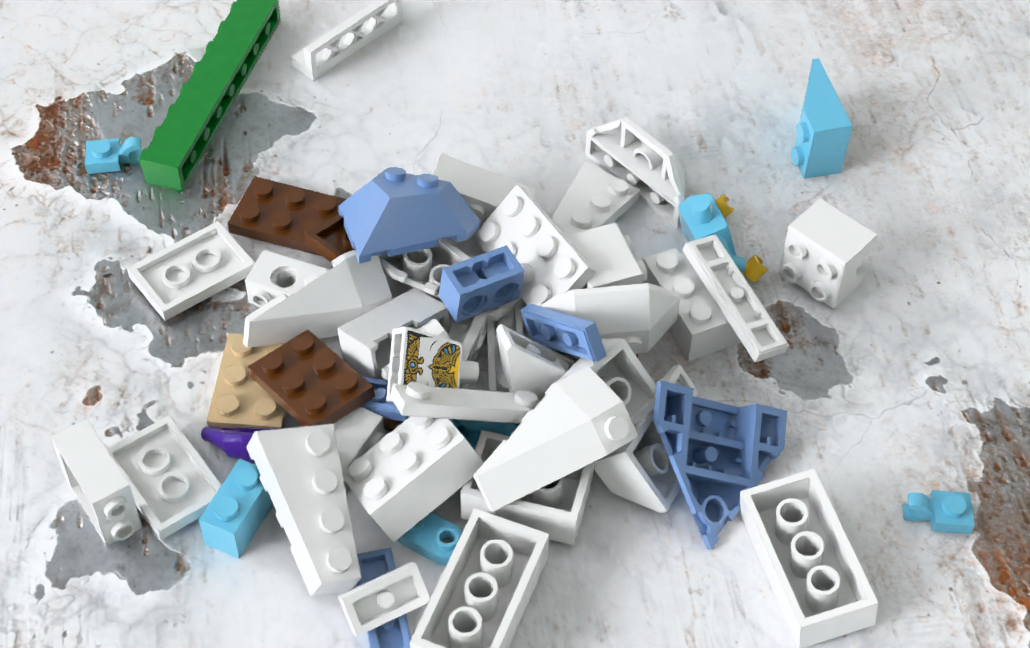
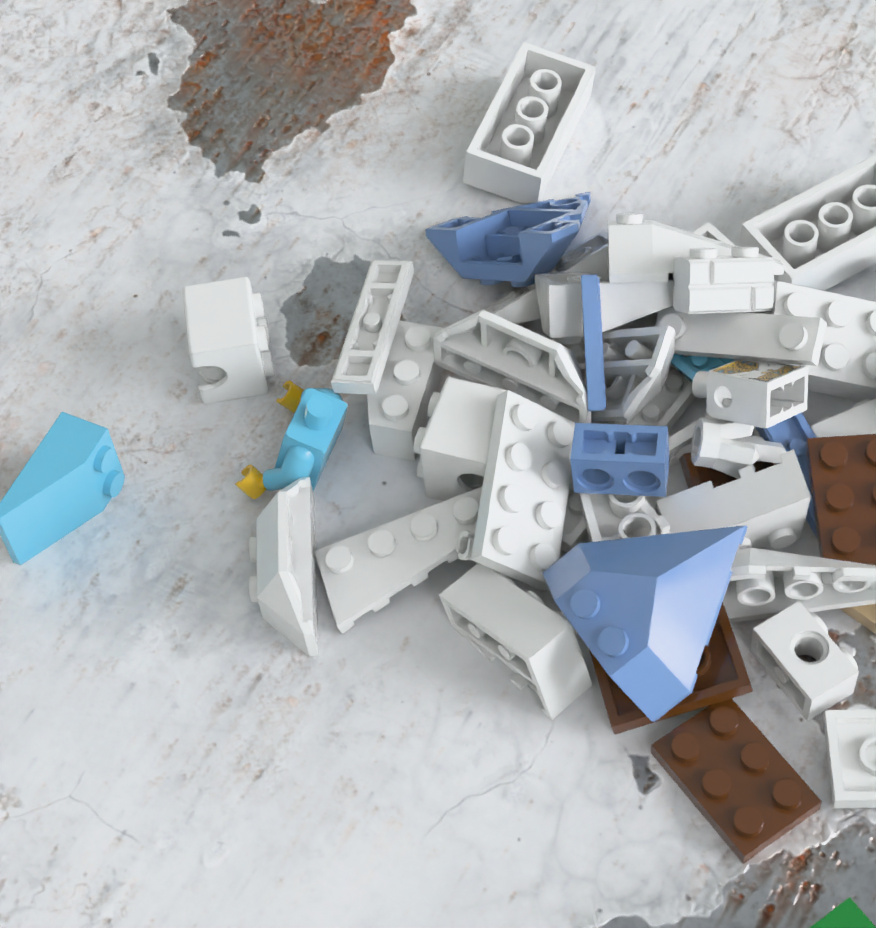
camera: 135 degrees left, 5 degrees up
(502, 411) = (723, 283): none -> white brick
(945, 509) = (372, 113): medium azure plate -> none

